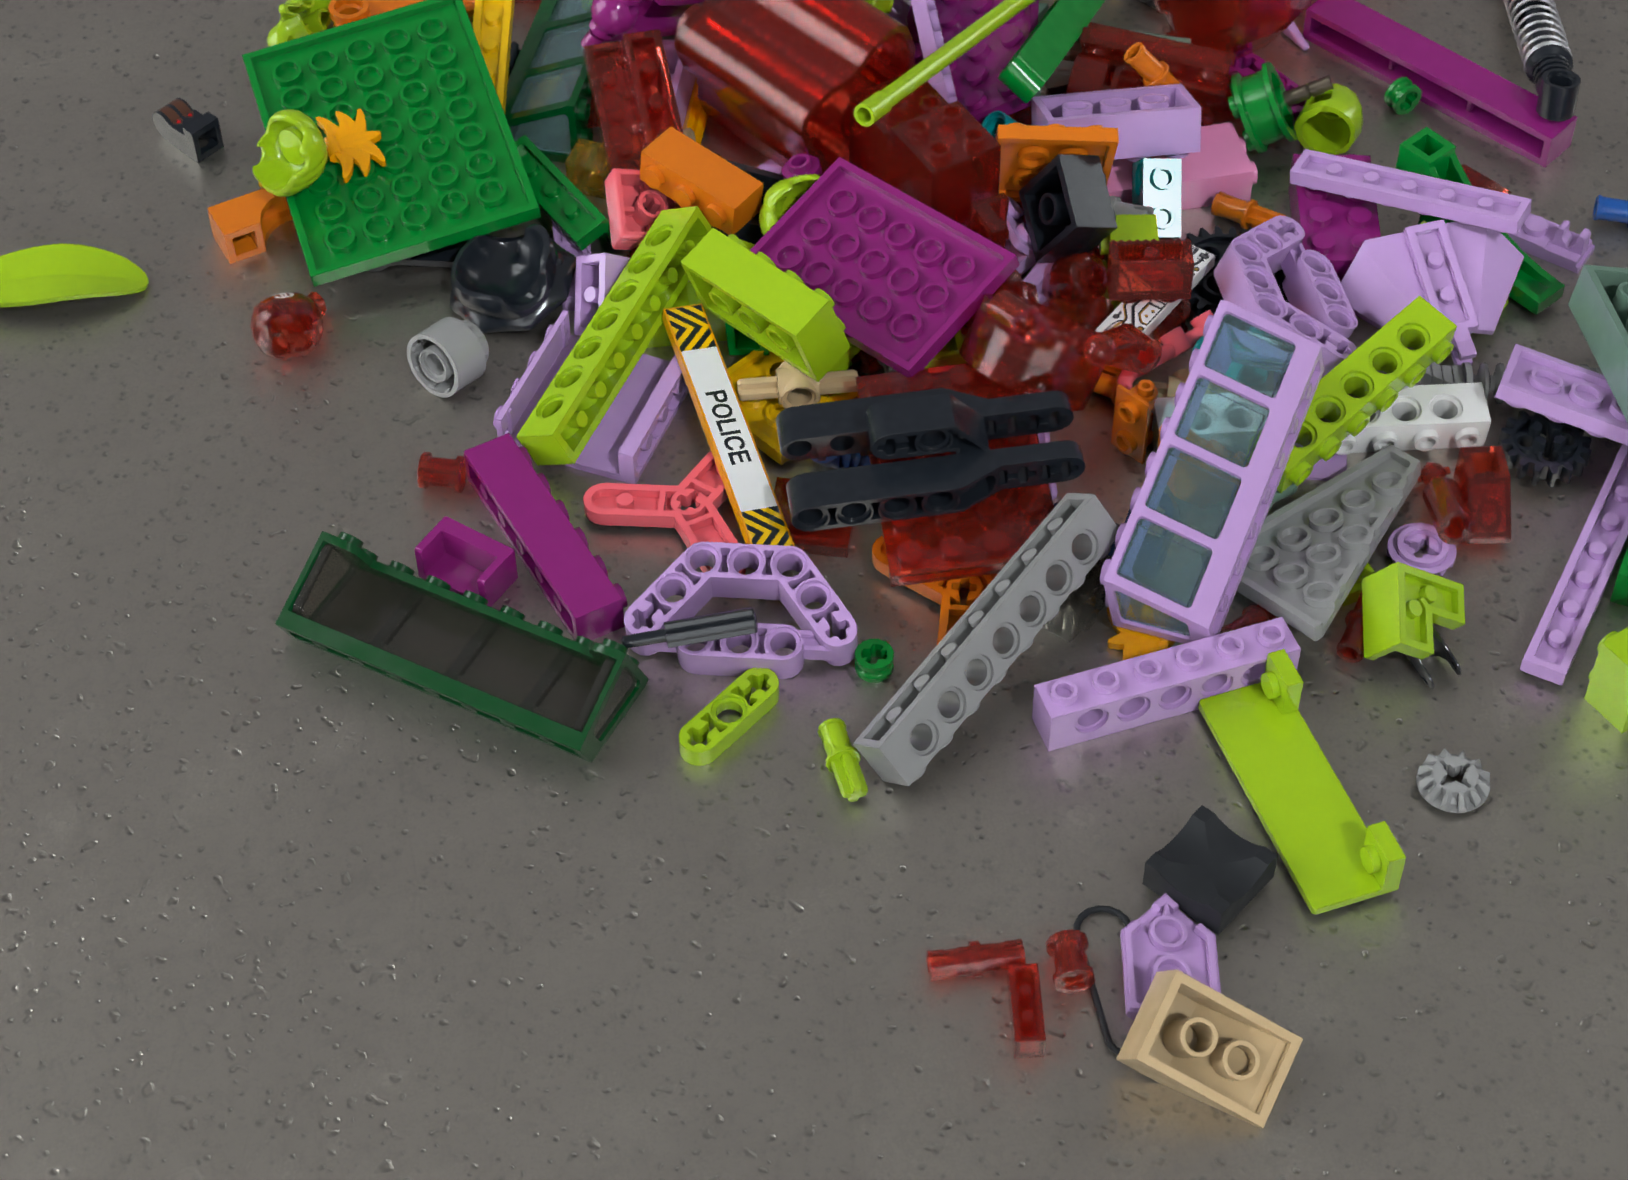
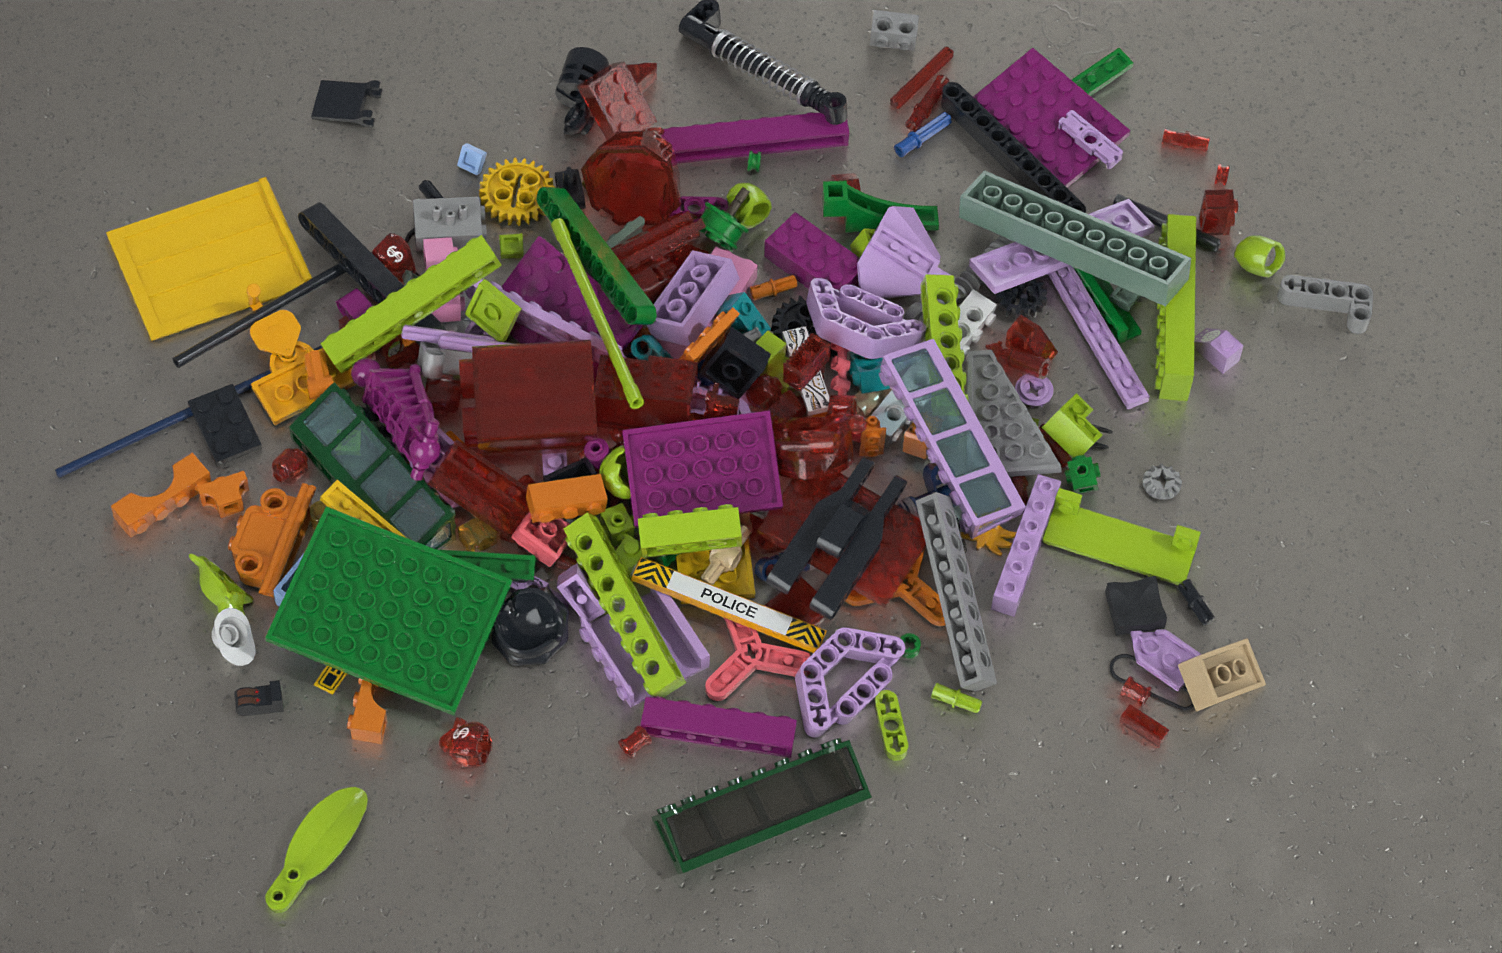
camera: 55 degrees left, 10 degrees up
(225, 61) = (234, 637): none -> white piece
(291, 153) = (379, 665): lime piece -> none
(351, 143) = (386, 632): light orange piece -> none
(448, 350) = (561, 688): light grey piece -> none
(466, 560) = (706, 769): magenta panel -> none
(698, 629) = (849, 702): black axle -> none
(974, 959) = (1104, 725): clear red pin -> none
(1148, 66) = (674, 255): orange axle -> none
(1301, 943) = (1196, 602): none -> black axle
(1347, 675) = (1082, 482): none -> green brick
(1411, 191) = (850, 221): lavender plate -> none
(1554, 242) = (899, 185): lavender plate -> none

